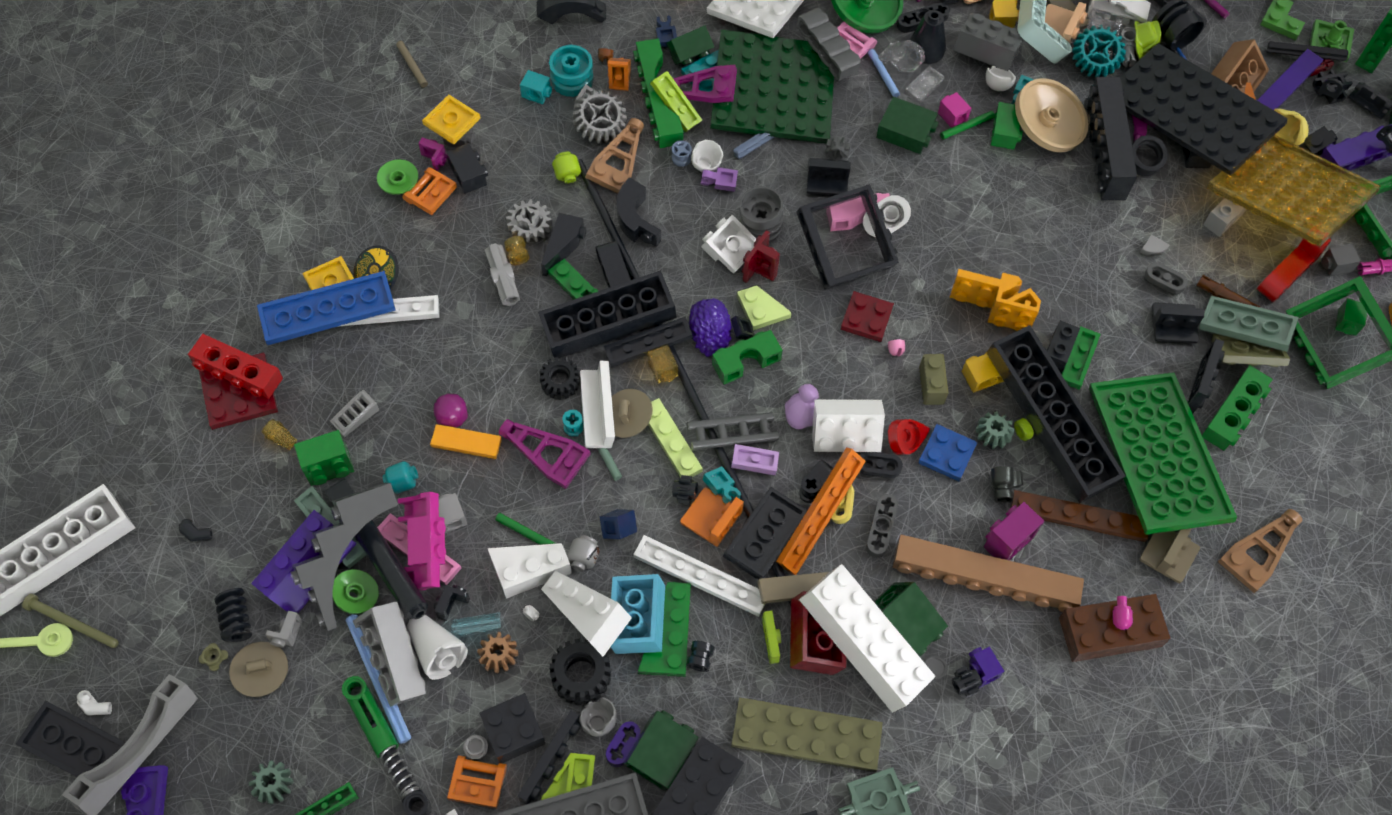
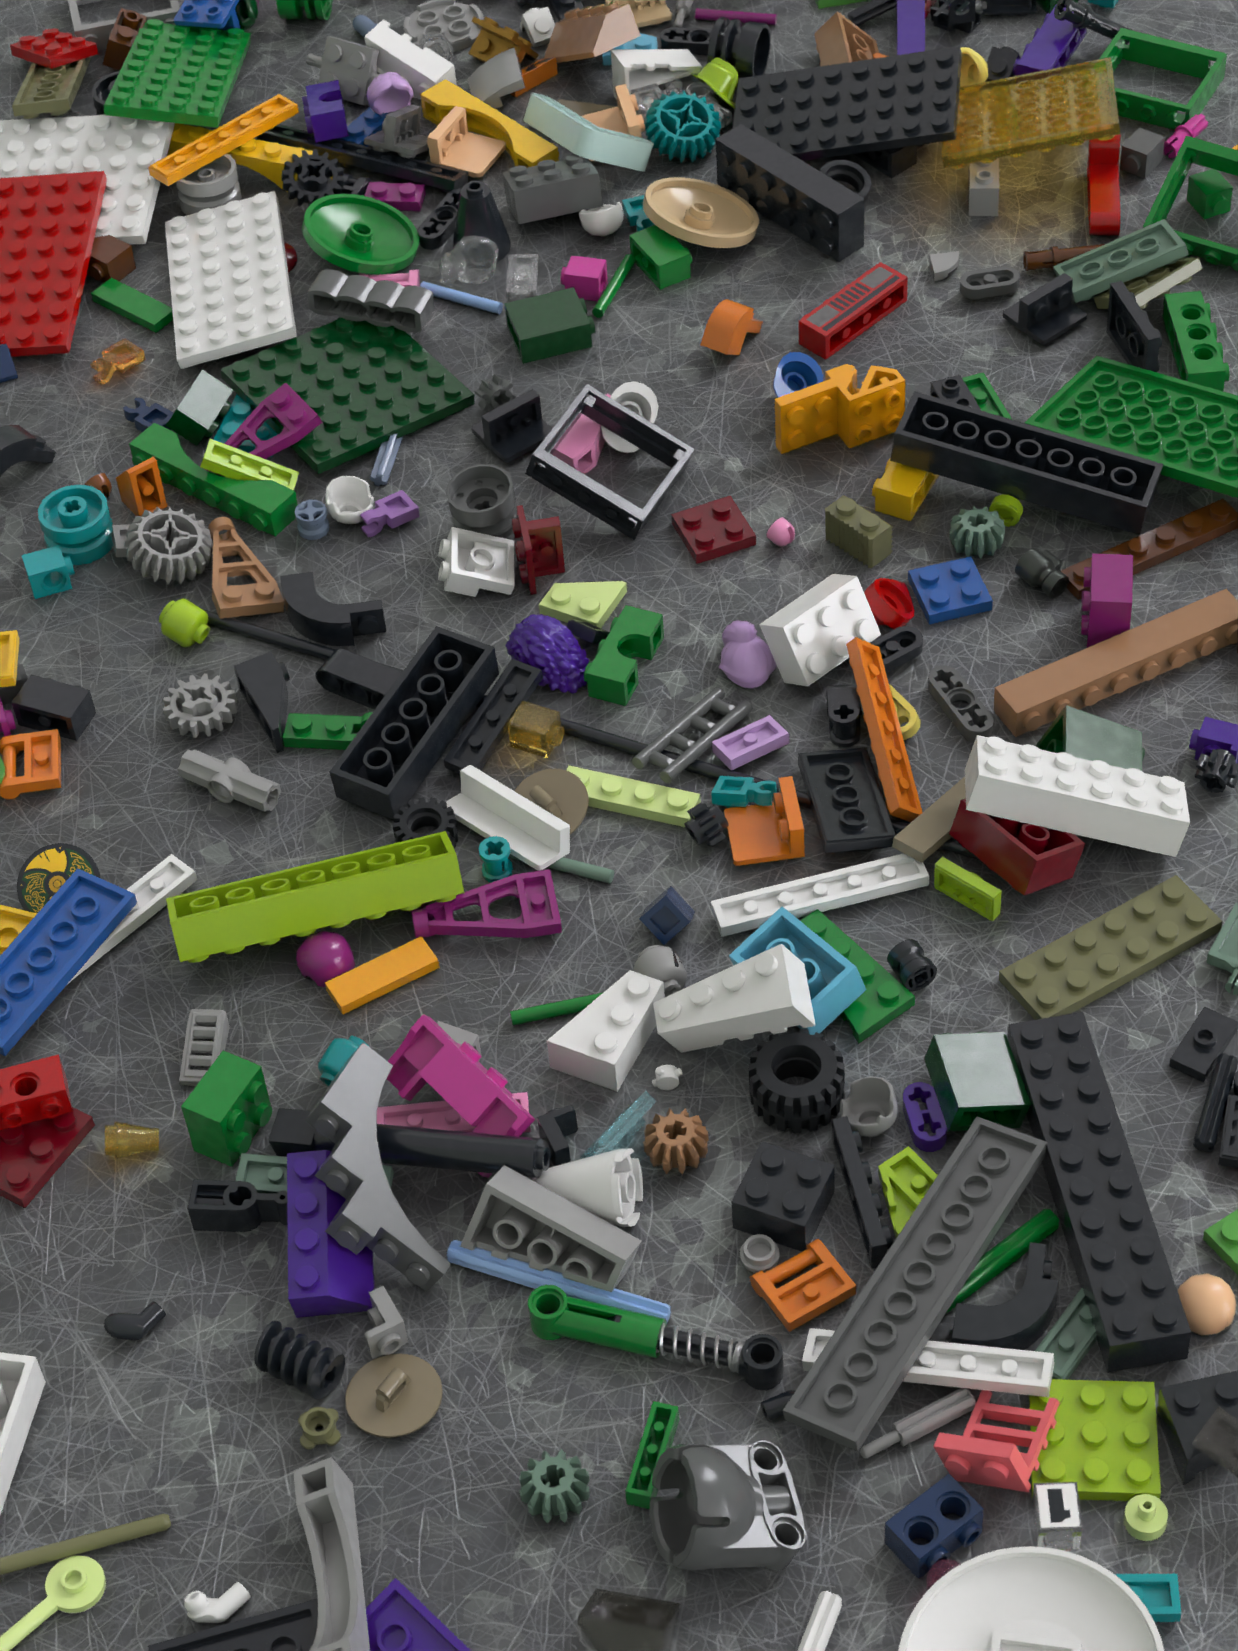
camera: 35 degrees left, 15 degrees down
(284, 506) = (233, 1206): none -> black piece
(359, 583) = (433, 1214): bright green dish -> none
(469, 375) = (314, 897): none -> lime brick
(516, 248) = (218, 743): clear yellow wheel -> none
(993, 199) = (729, 326): none -> orange brick
(994, 260) = (796, 373): none -> blue piece
(1072, 238) = (852, 310): none -> red brick

